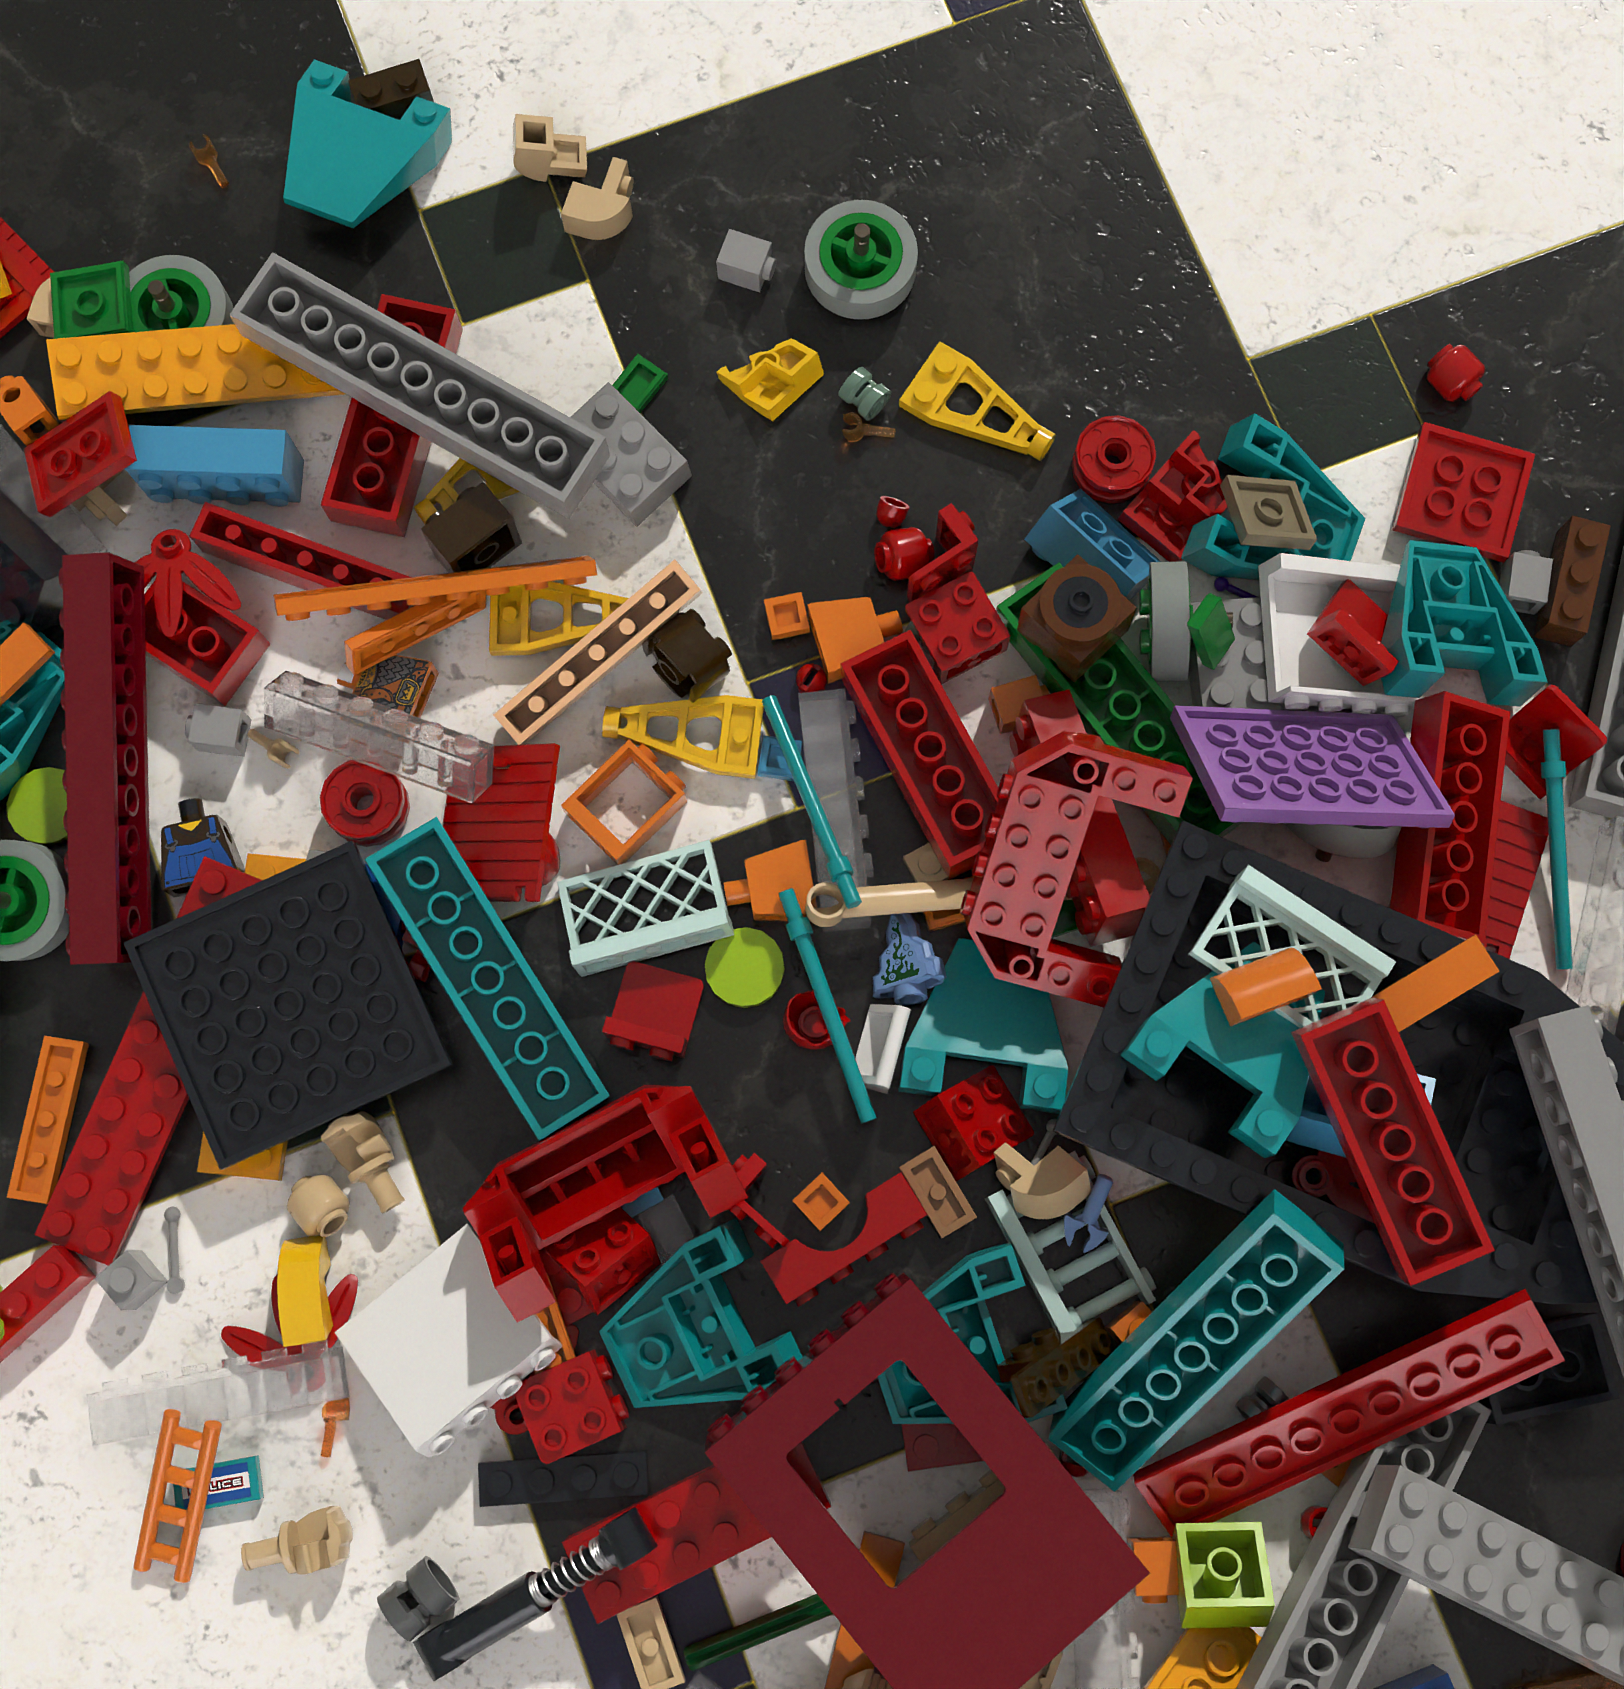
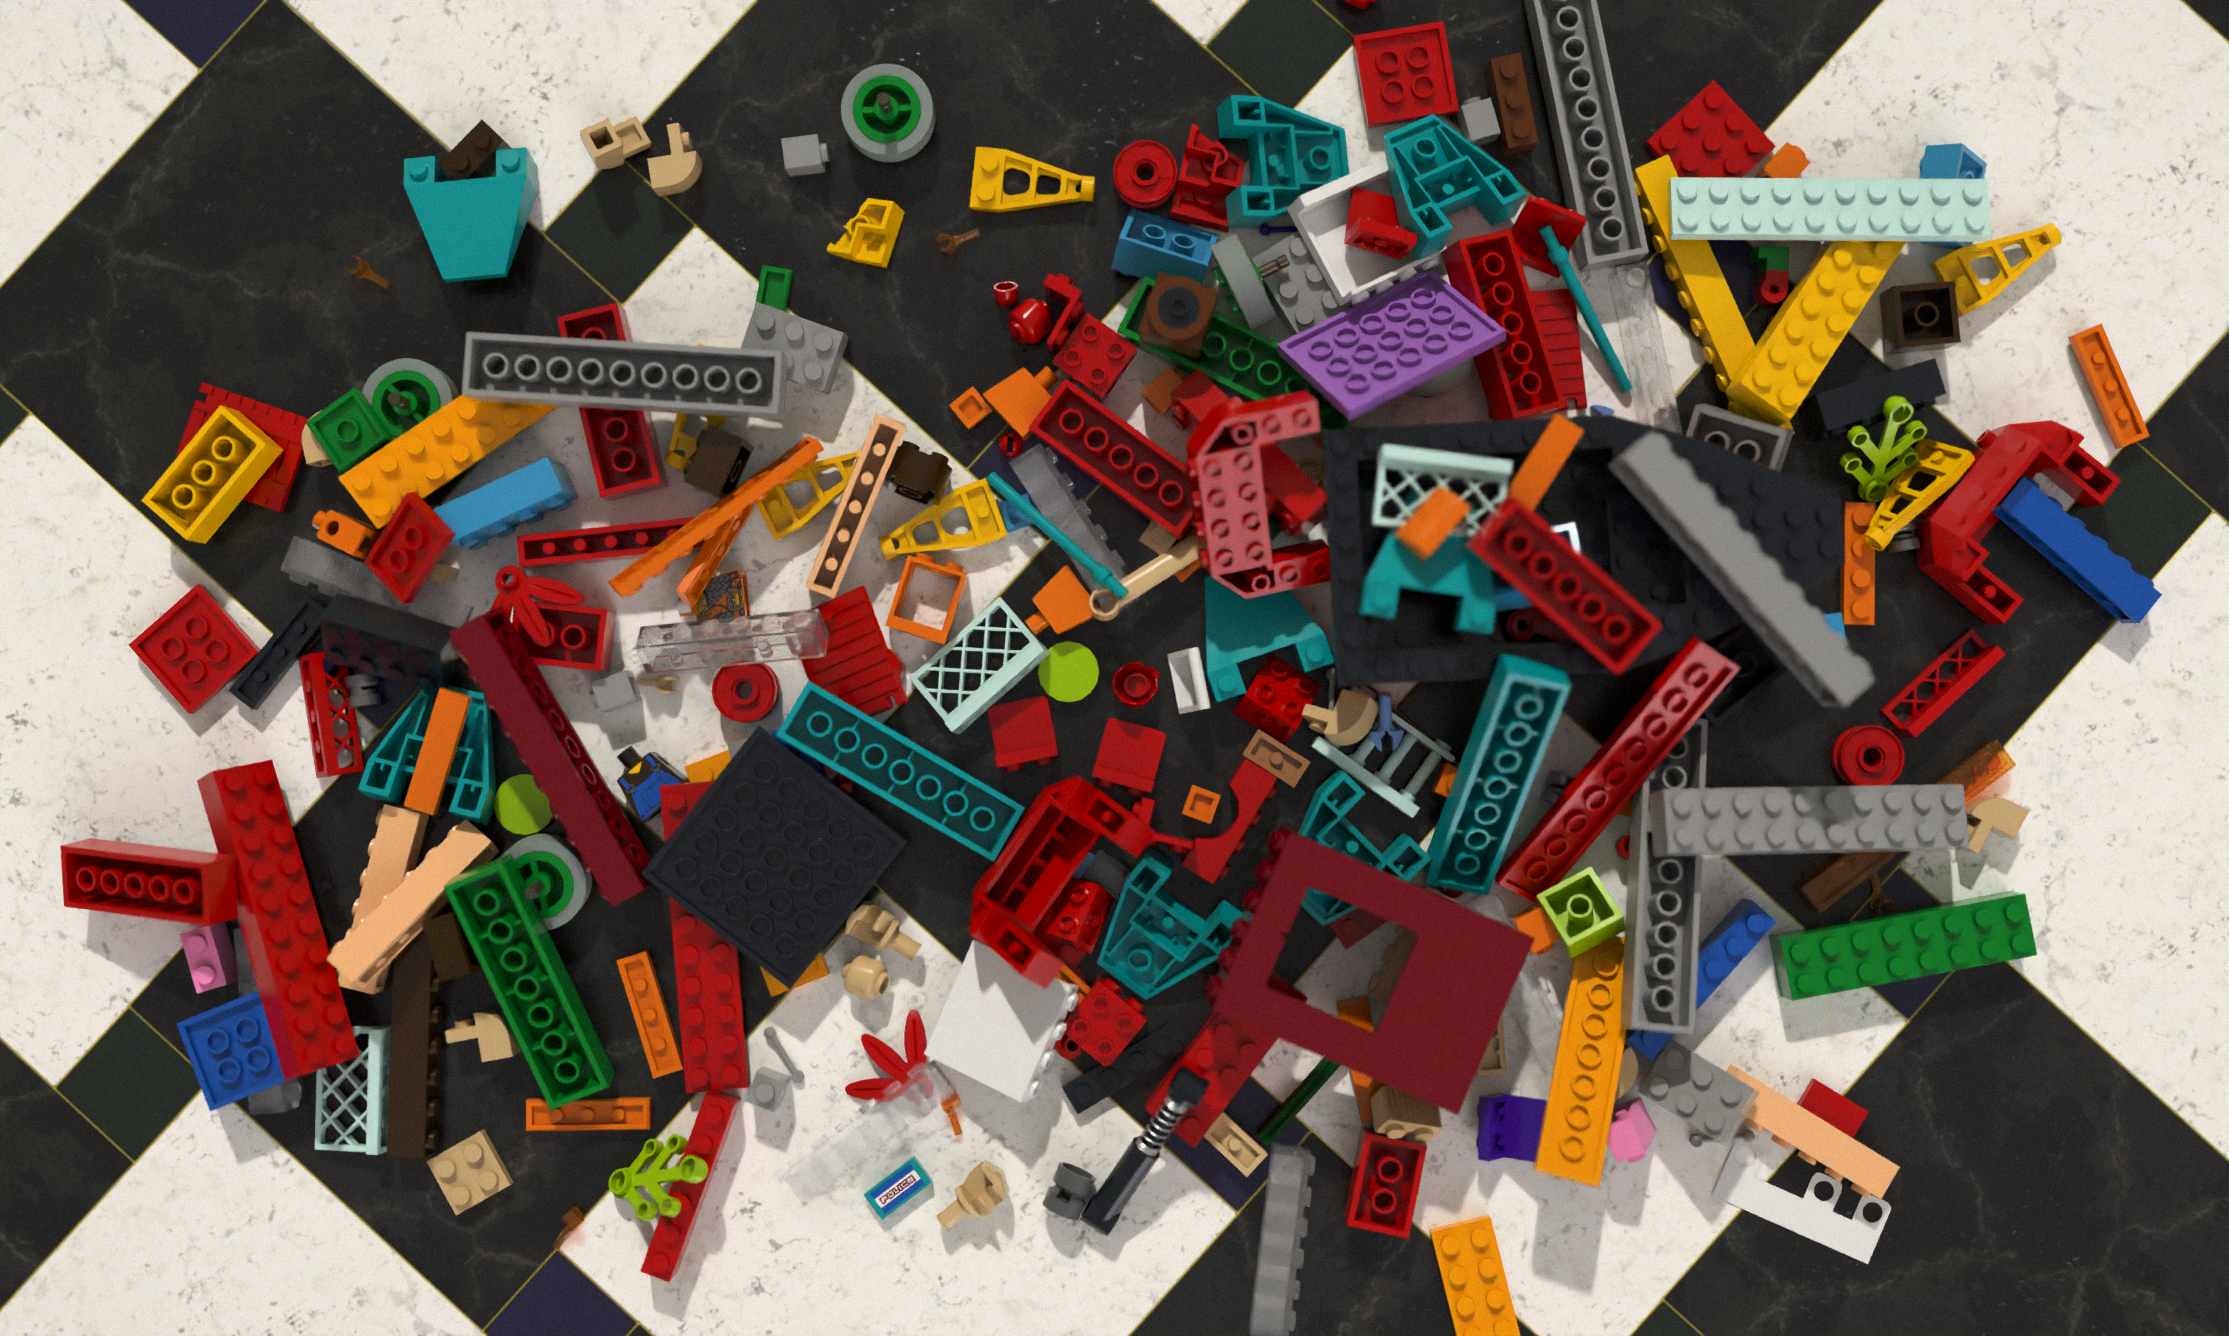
camera: 25 degrees left, 10 degrees up
(196, 1480) = (887, 1193): orange bar -> none
(302, 1290) = (887, 1037): yellow brick -> none
(764, 1101) = (1128, 756): none -> red bracket
(800, 931) = (1096, 630): teal bar -> none
(864, 393) = (942, 214): sand green wheel -> none
(907, 963) = (1178, 614): medium blue rock -> none
(1054, 1364) = (1409, 835): dark brown bracket -> none
(1211, 631) = (1277, 278): green tile -> none
(1268, 512) = (1275, 165): dark tan plate -> none

